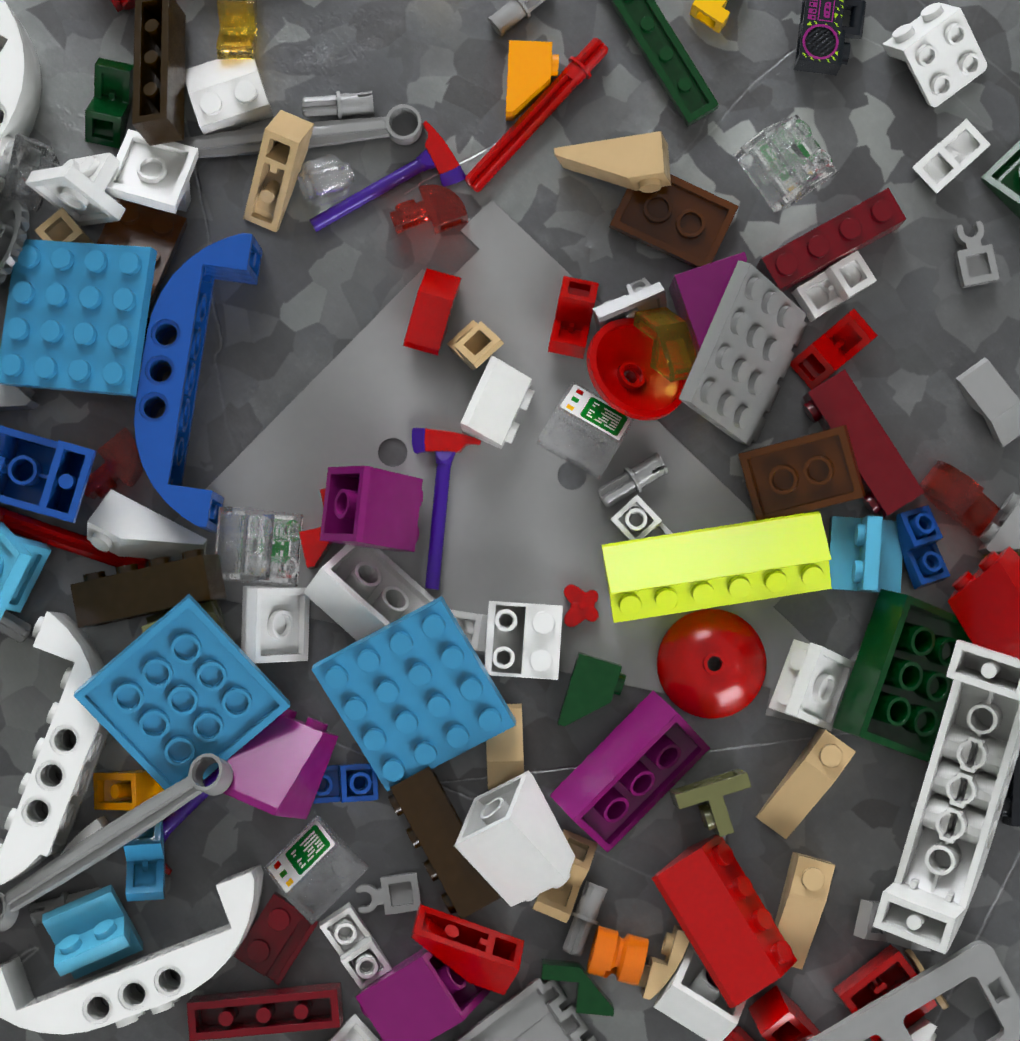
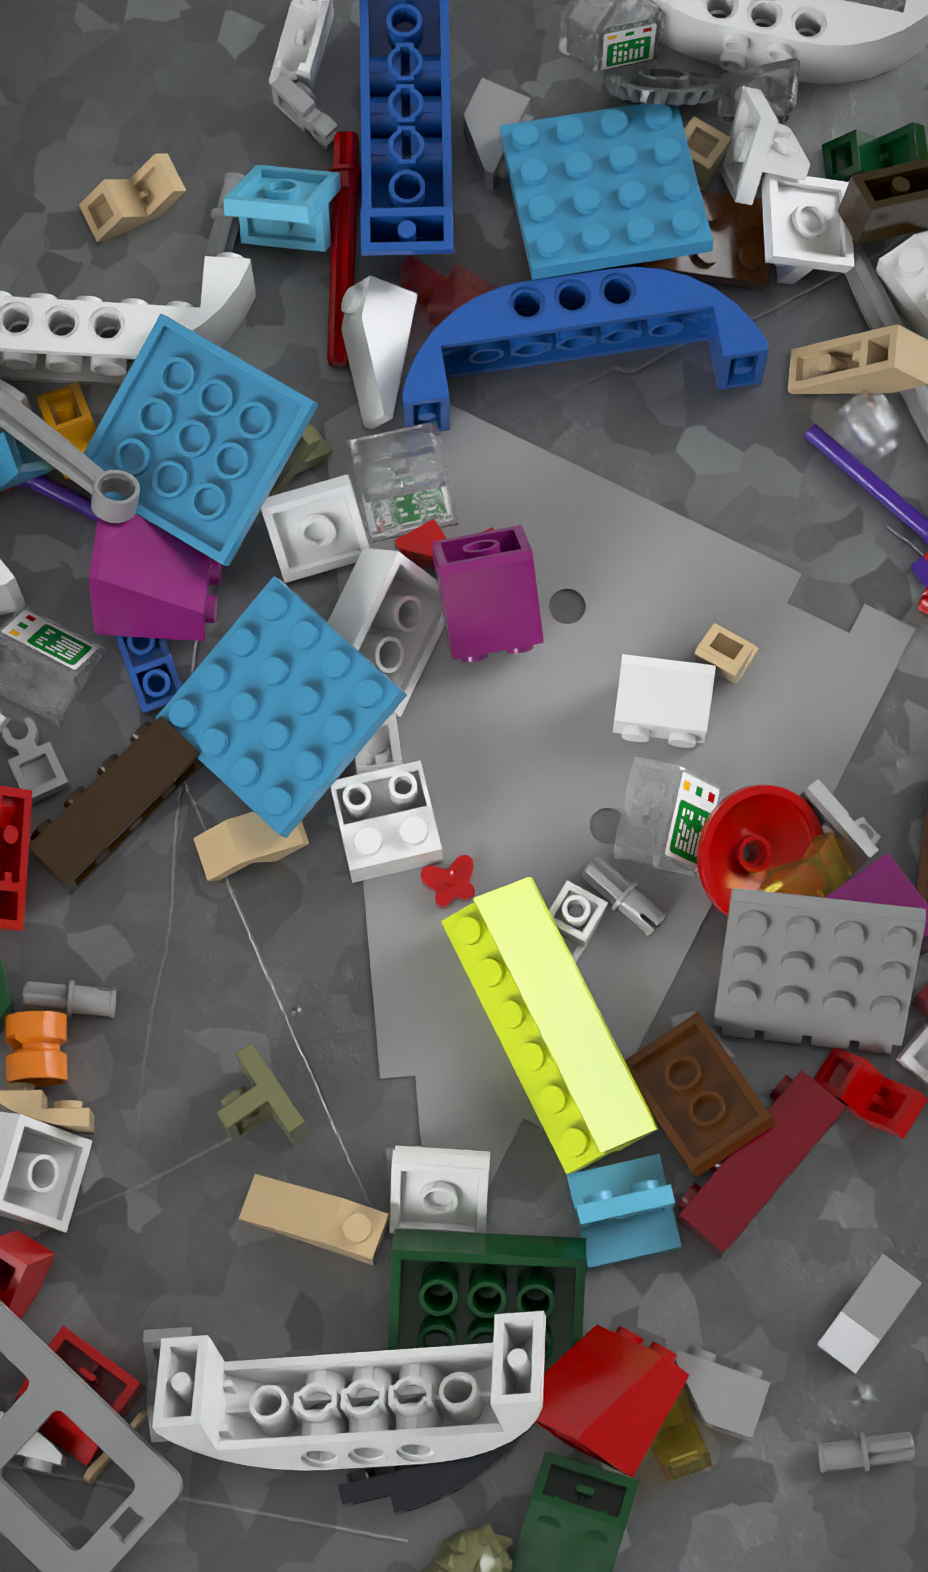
camera: 75 degrees right, 10 degrees down
(147, 590) = (308, 363): dark brown brick -> none
(432, 311) = (751, 593): red slope -> none
(438, 206) = (879, 561): clear red brick -> none
(445, 446) = (592, 663): dark purple piece -> none
(516, 841) = (139, 881): white slope -> none
(560, 901) = (115, 962): tan slope -> none
(573, 317) = (802, 763): red slope -> none
(590, 687) = (354, 918): dark green slope -> none
(630, 771) = (265, 997): magenta slope -> none
(685, 671) = (434, 1094): red dish -> none
(724, 919) = (117, 1159): red slope -> none
(803, 902) = (156, 1257): tan slope -> none
(918, 545) = (655, 1274): blue slope -> none
(959, 497) = (732, 1306): clear red brick -> none

